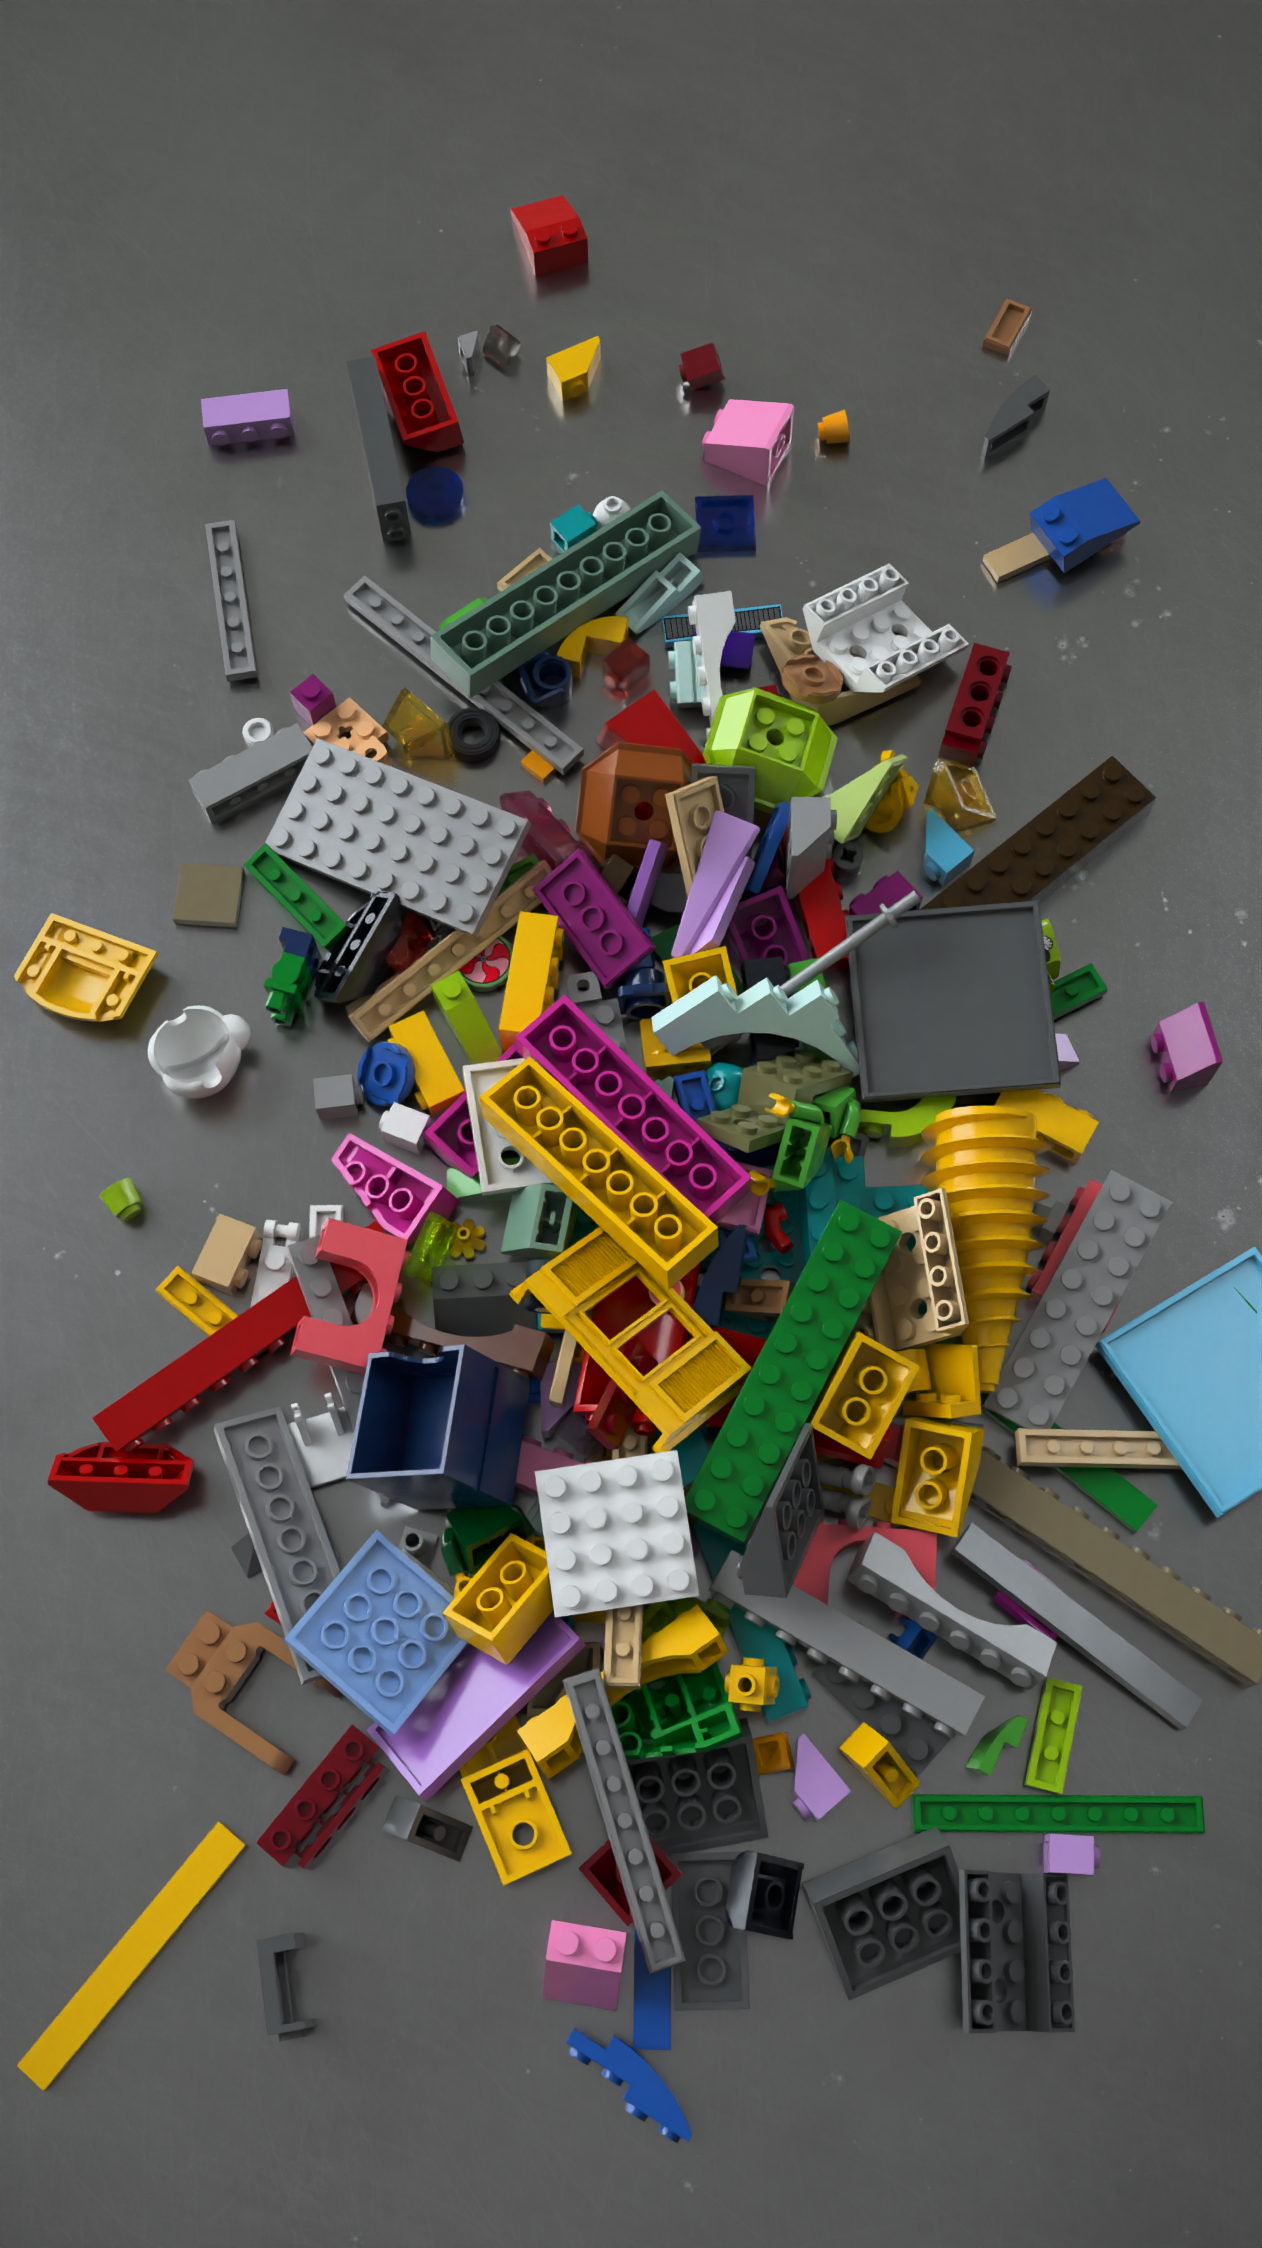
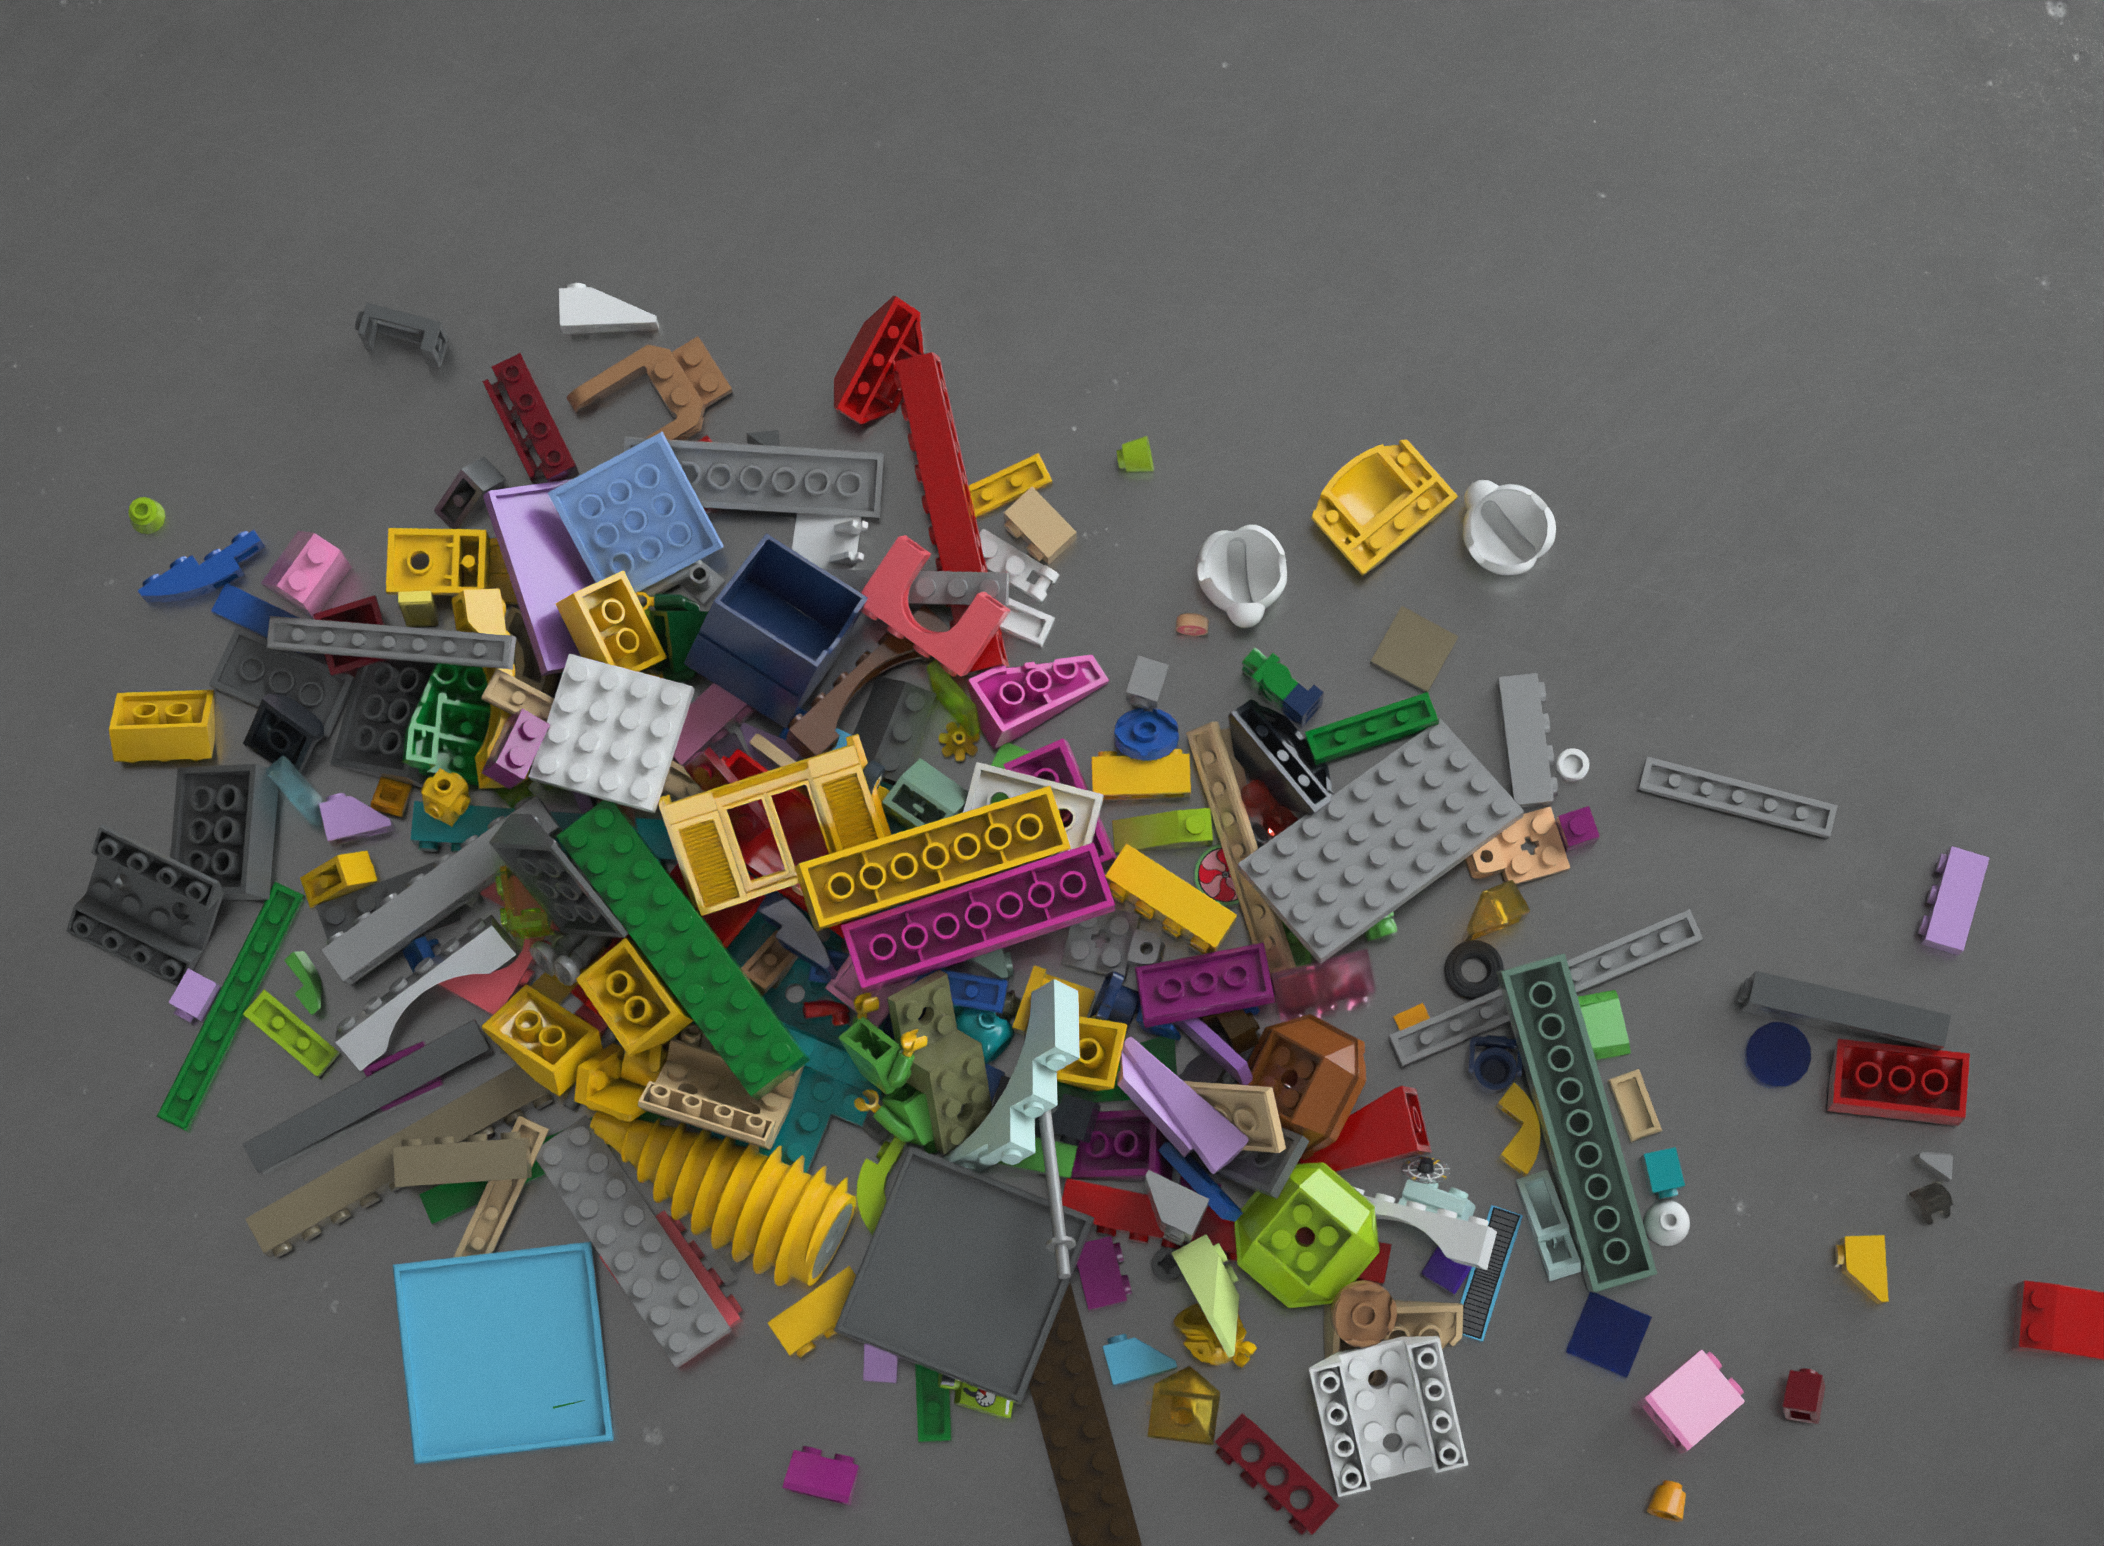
camera: 115 degrees right, 10 degrees up
(64, 853) = (1506, 527): none -> white piece
(131, 1956) = (488, 231): yellow tile -> none
(179, 1791) = (592, 311): none -> white slope
(265, 1082) = (1192, 624): none -> light nougat tile
(404, 1127) = (1087, 730): white brick -> none
(571, 1816) = (418, 608): none -> light yellow tile
(599, 2181) = (146, 515): none -> lime hat
(626, 666) = (1479, 1150): clear red brick -> none
(667, 690) = (1425, 1170): none -> piece
(676, 1622) = (515, 748): none -> brick
(814, 1853) = (296, 788): none -> clear light blue slope
(814, 2038) = (163, 726): none -> yellow slope
(835, 1532) = (531, 922): none -> clear neon green bracket
(1094, 1491) = (462, 1161): none -> dark tan brick

